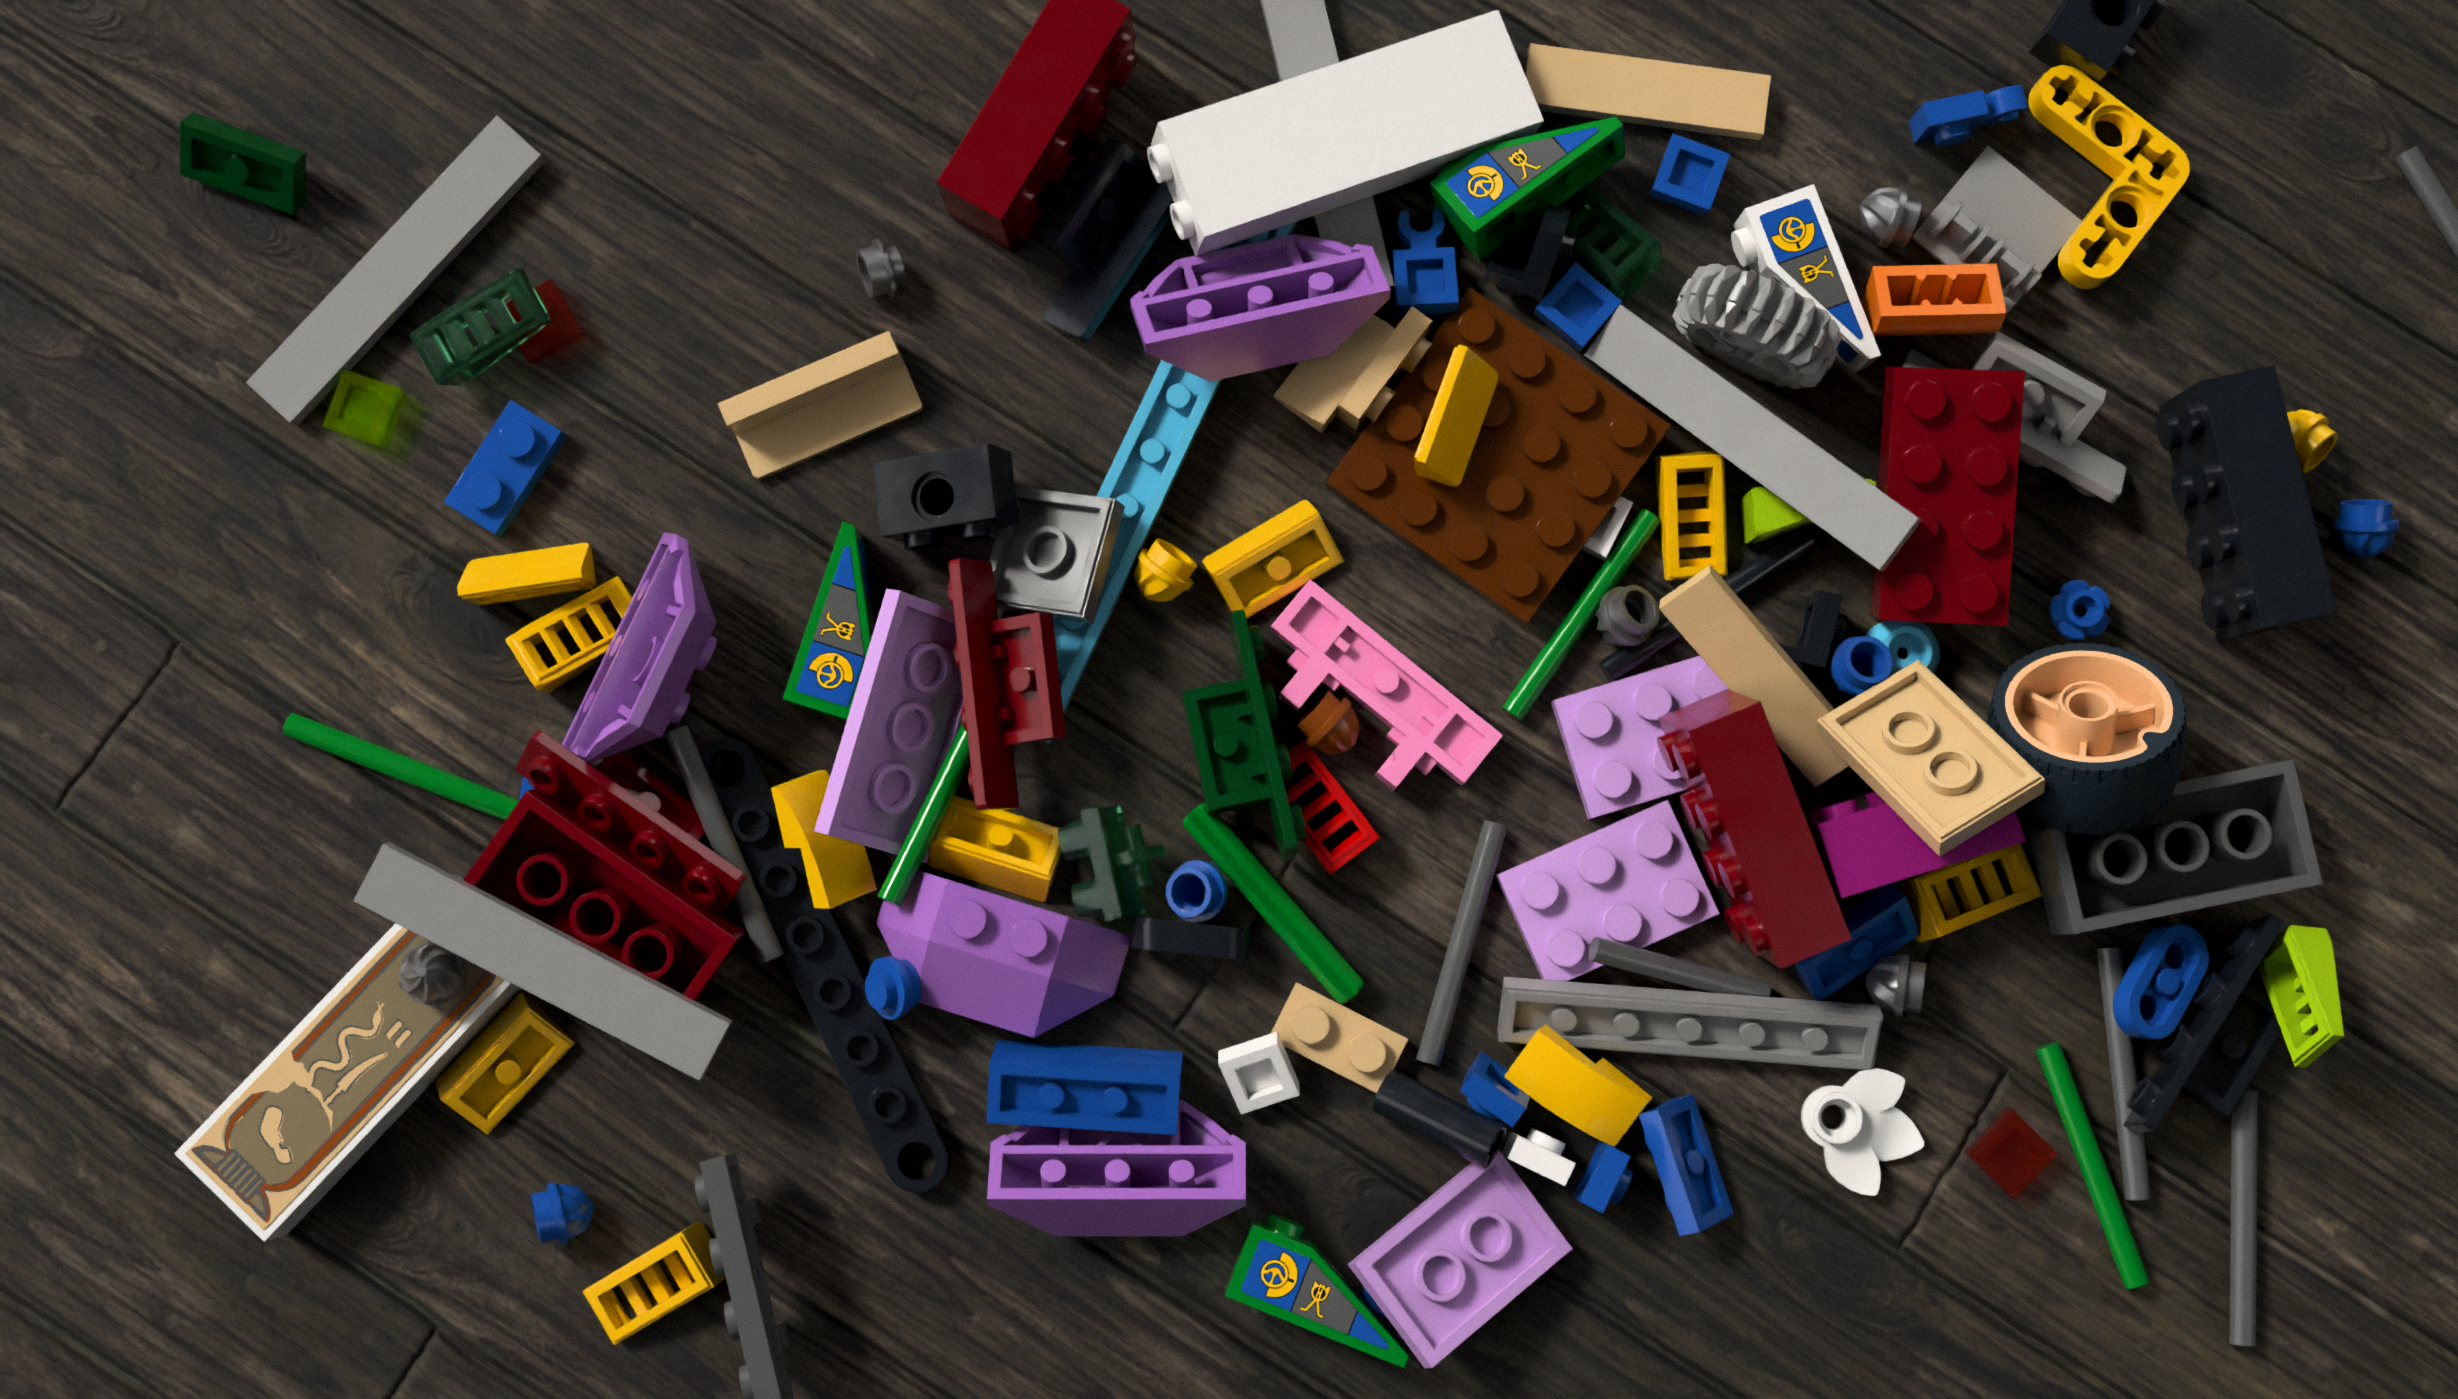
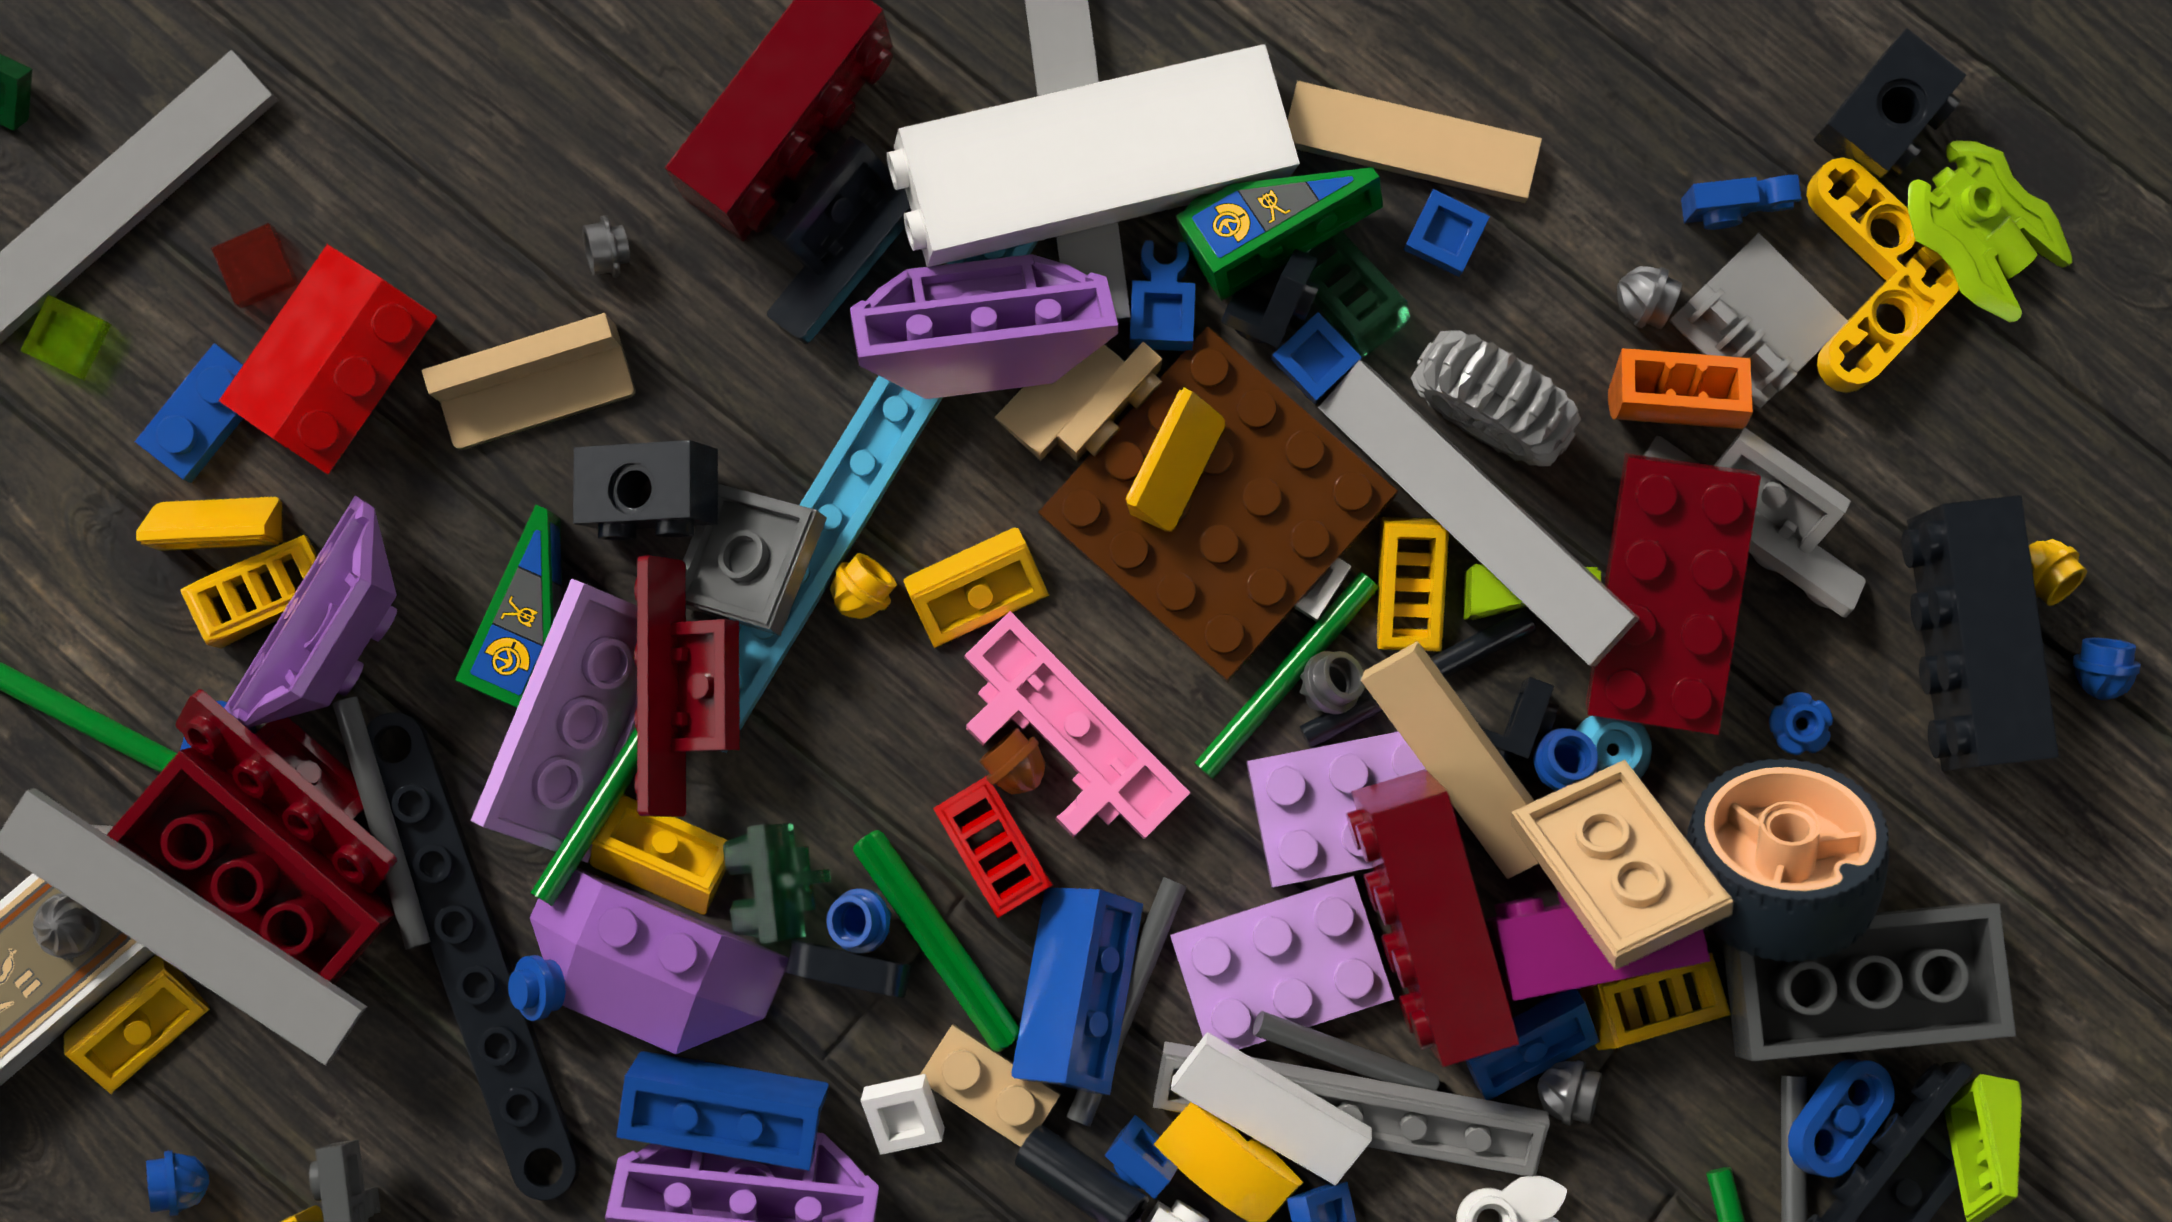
camera: 10 degrees right, 0 degrees up
(449, 350) = (153, 280): clear green slope -> none
(625, 402) = (327, 358): none -> red slope
(833, 866) = (489, 859): yellow slope -> none
(1236, 743) = (913, 772): dark green bracket -> none
(1414, 935) = (1077, 989): none -> blue panel
(1615, 1029) = (1271, 1108): none -> white tile
(1796, 246) = (1548, 327): slope -> none
(2203, 116) = (1984, 225): none -> lime piece

